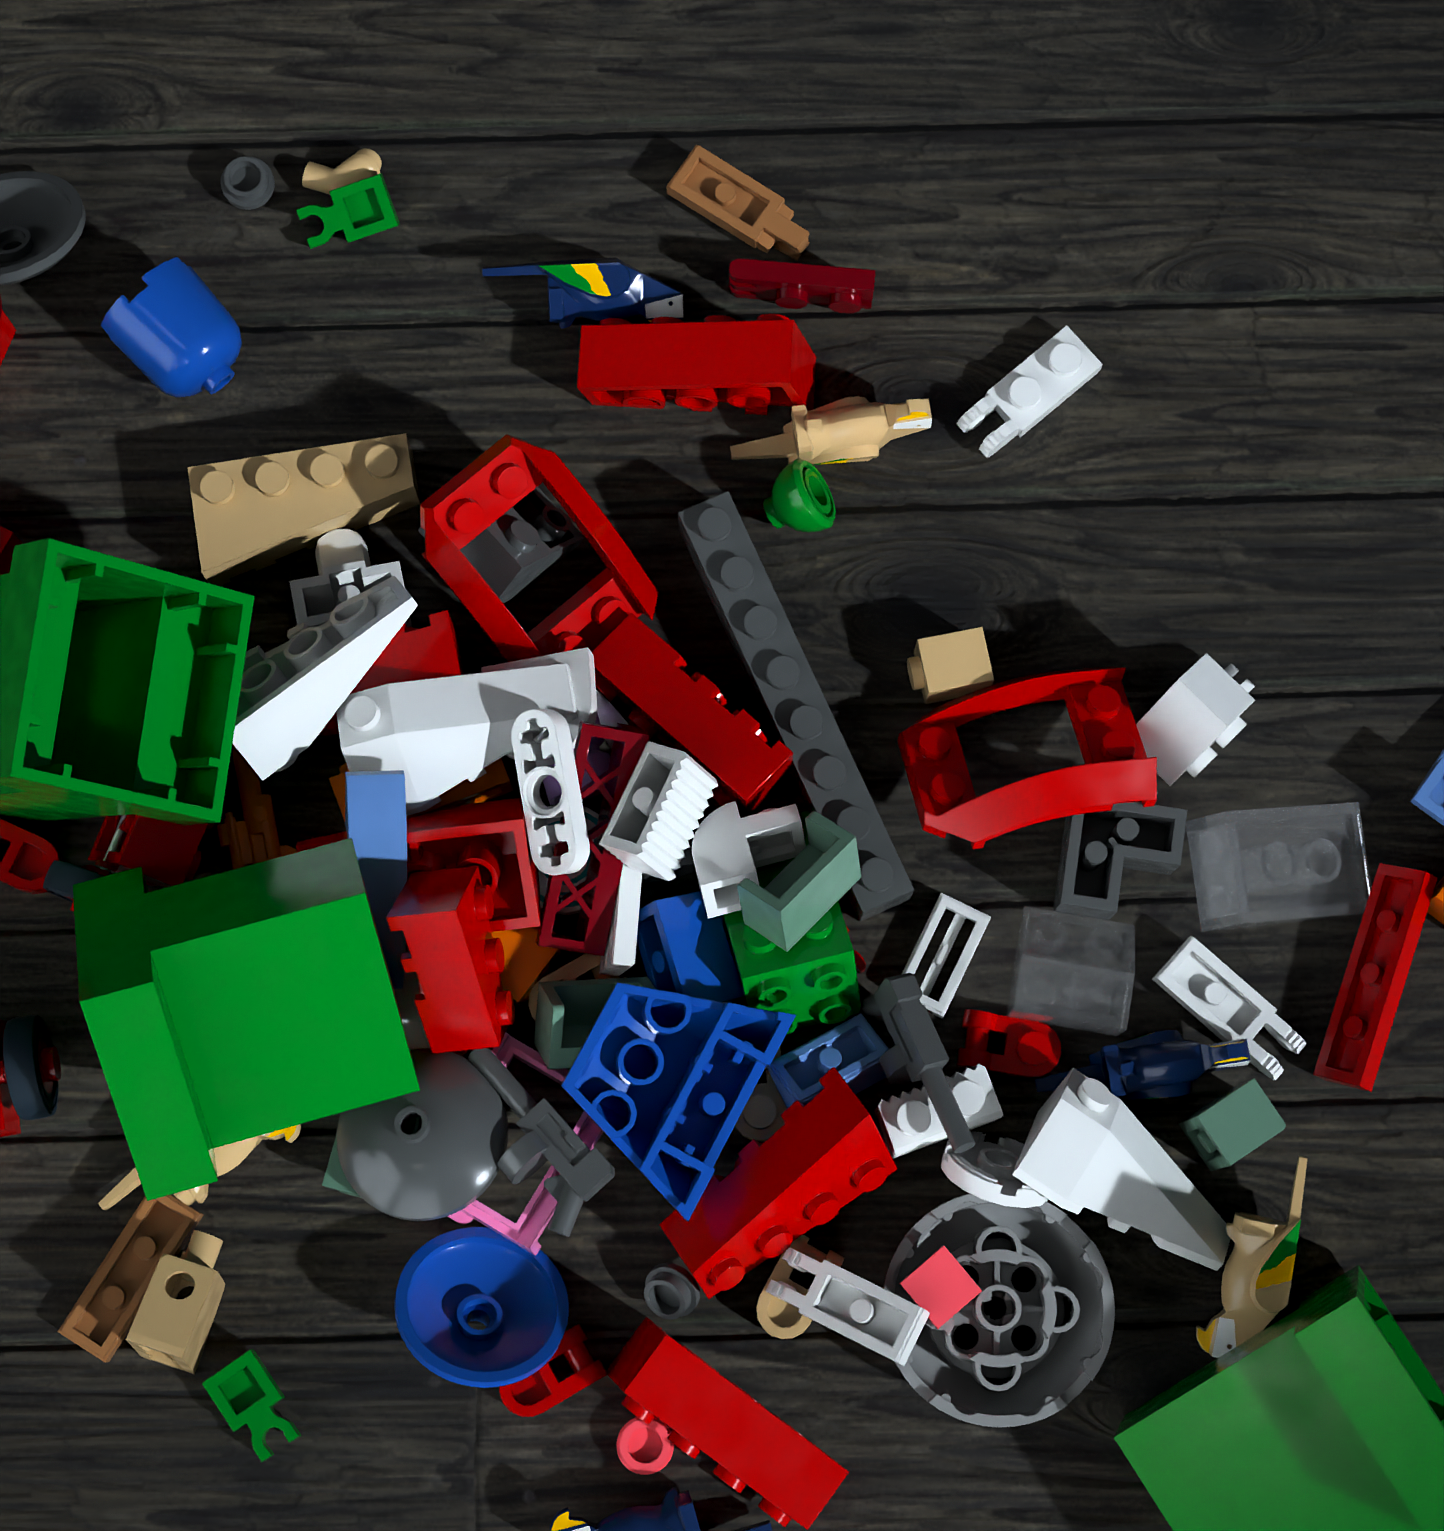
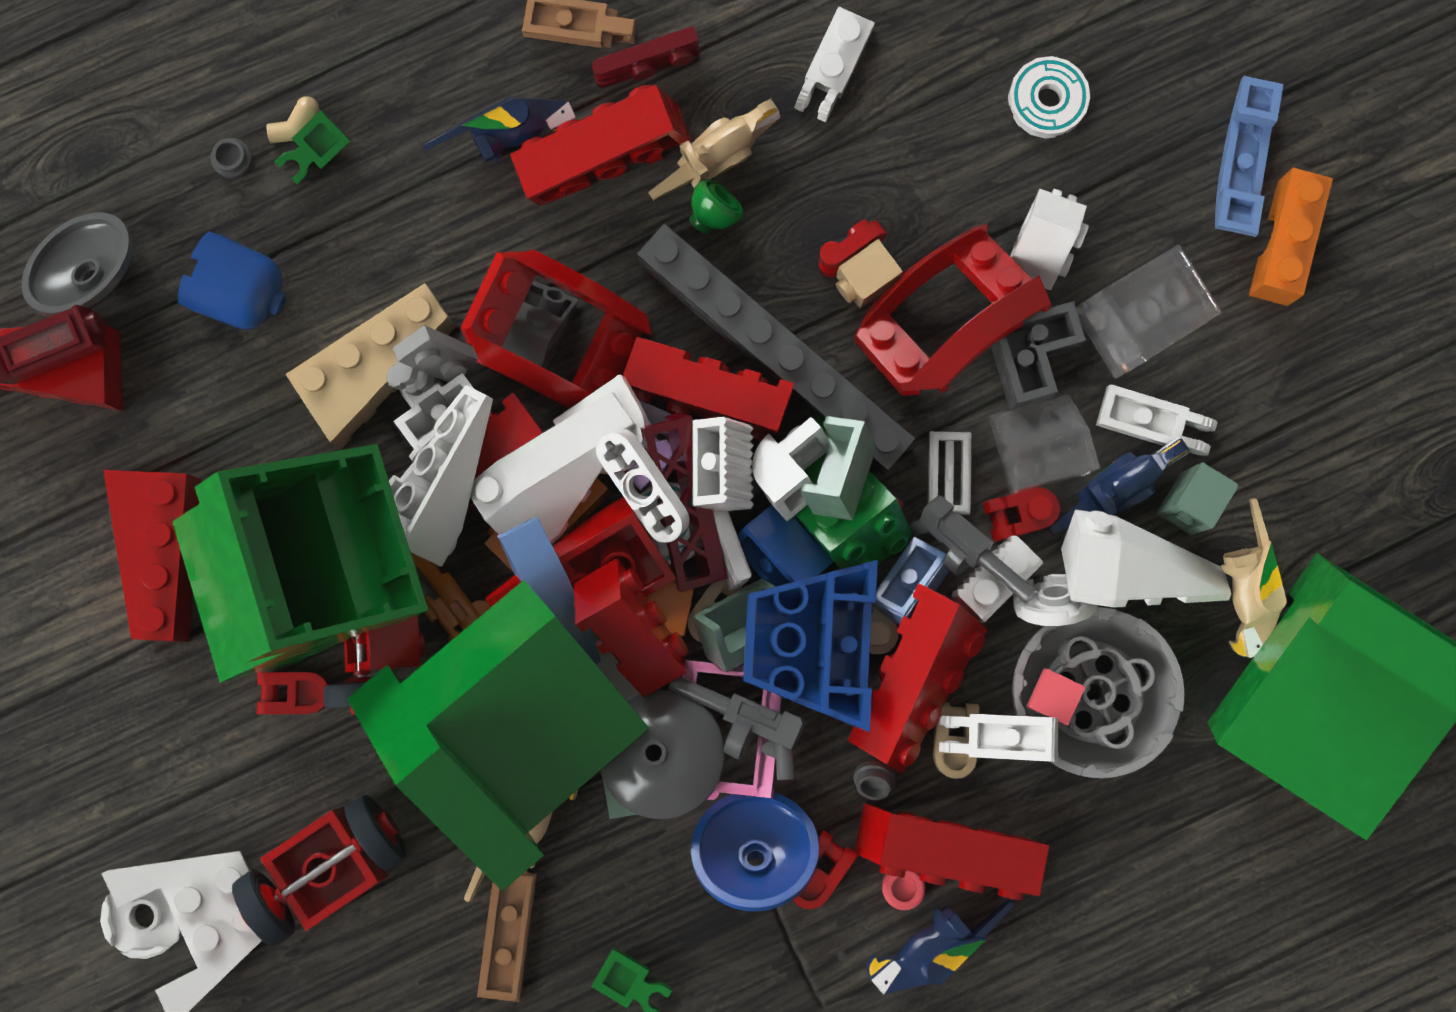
camera: 20 degrees left, 5 degrees up
(174, 1328) = (555, 960): tan torso -> none
(366, 521) = (428, 356): none -> light grey hinge
(962, 614) = (859, 237): none -> red plate
(1283, 519) = (1055, 75): none -> white tile
(1375, 976) = (1243, 356): red plate -> none

